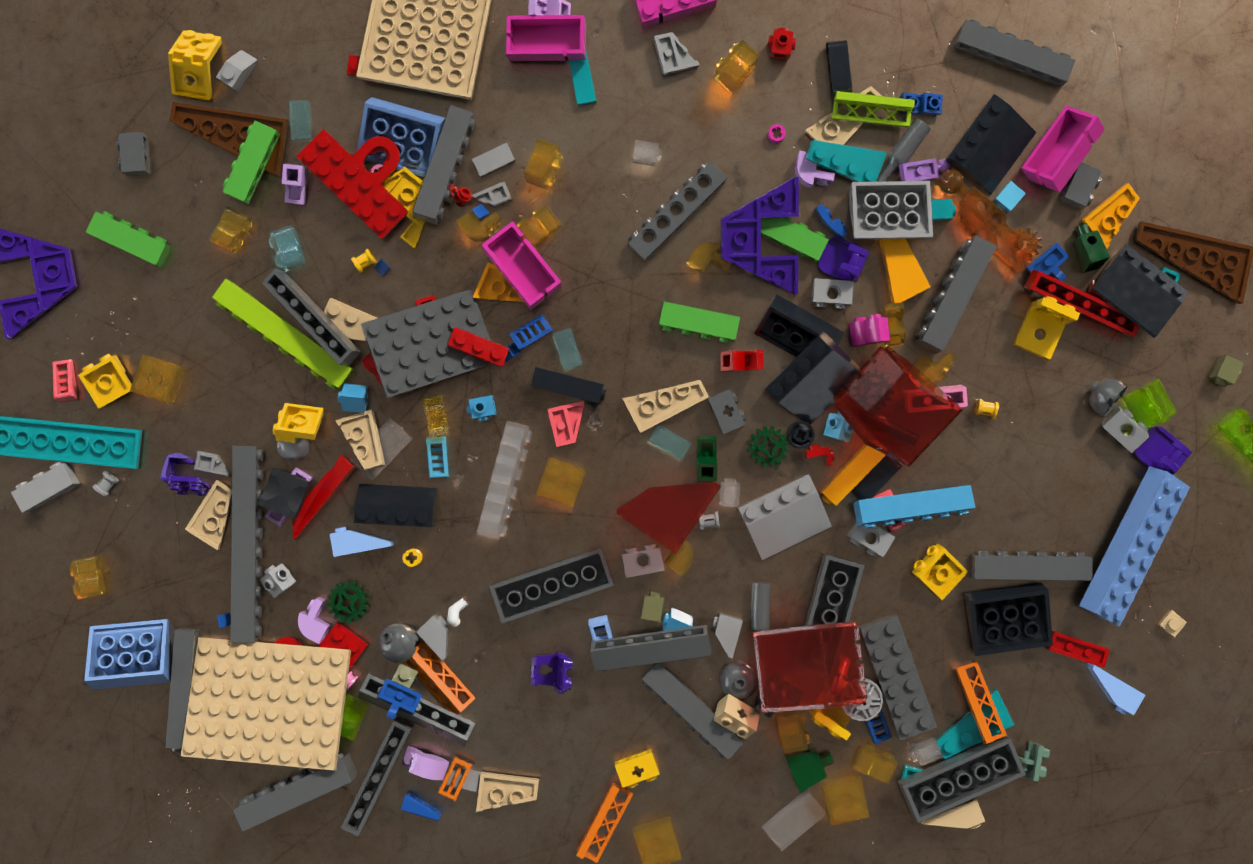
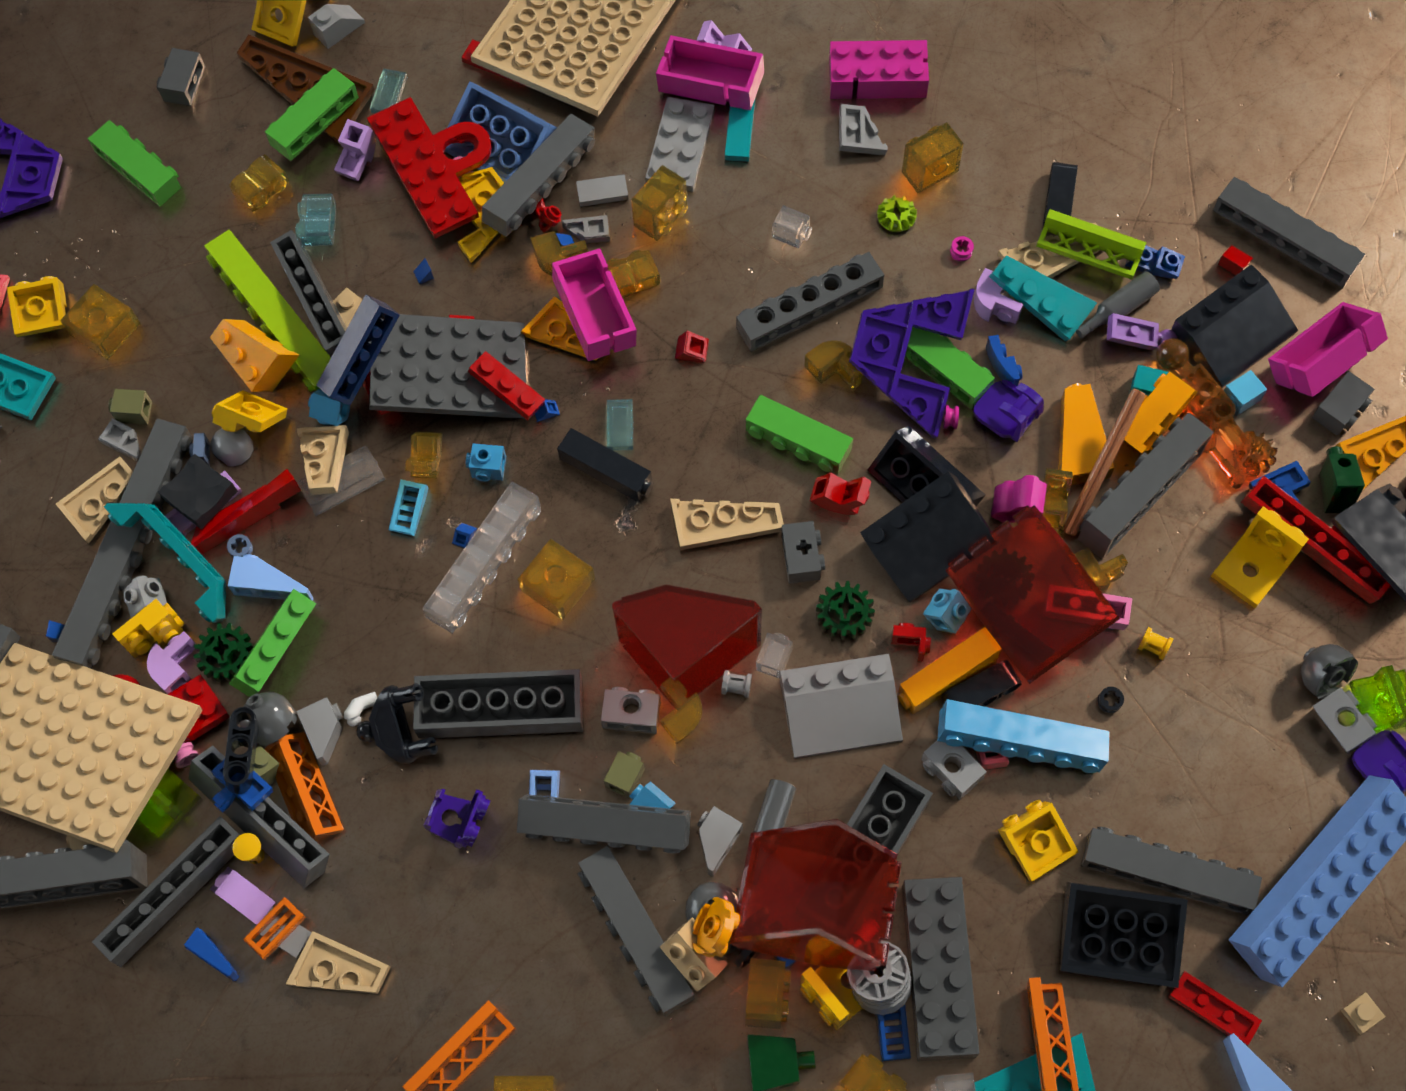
camera: 20 degrees right, 20 degrees down
(182, 484) = (80, 440): dark purple piece -> none
(207, 439) = (130, 406): none -> olive brick
(272, 458) = (201, 447): none -> sand blue plate
(281, 374) = (253, 354): none -> light orange wedge
(295, 599) = (149, 626): none -> yellow plate
(322, 518) = (233, 543): none -> sand blue bush
(327, 572) = (213, 601): none -> teal slope
(364, 260) = (397, 263): yellow bush -> none
(364, 359) = (357, 350): none -> dark blue brick
(381, 589) = (272, 643): none -> bright green brick
(393, 689) = (237, 738): none -> black beam
(395, 505) = (331, 552): black slope -> none
(408, 562) = (333, 625): yellow bush -> none
(418, 736) = (248, 848): none -> yellow pin
(483, 465) = (463, 534): none -> blue piece
(484, 623) = (390, 726): none -> black connector
(520, 330) = (569, 386): blue slope -> none
(540, 102) = (681, 139): none -> light grey plate
(566, 422) = (588, 509): coral wing -> none
(600, 272) = (691, 347): none -> red slope
(644, 761) = (517, 983): yellow brick -> none
(670, 442) = (716, 571): clear light blue tile -> none
(706, 458) = (761, 590): dark green brick -> none
(716, 125) = (889, 219): none -> lime gear
(748, 702) = (714, 927): none -> light orange plate
(781, 43) = (995, 149): red brick -> none
(800, 434) = (892, 607): black wheel -> none
(804, 276) = (951, 417): none -> dark pink bush
(843, 289) = (975, 433): light grey brick -> none
(891, 210) = (1085, 359): light grey slope -> none
(924, 286) = (1104, 461): none -> nougat axle
(951, 238) = (1159, 411): none -> light orange wedge
(967, 452) = (1104, 704): none -> black bush
(980, 86) = (1234, 260): none -> red slope

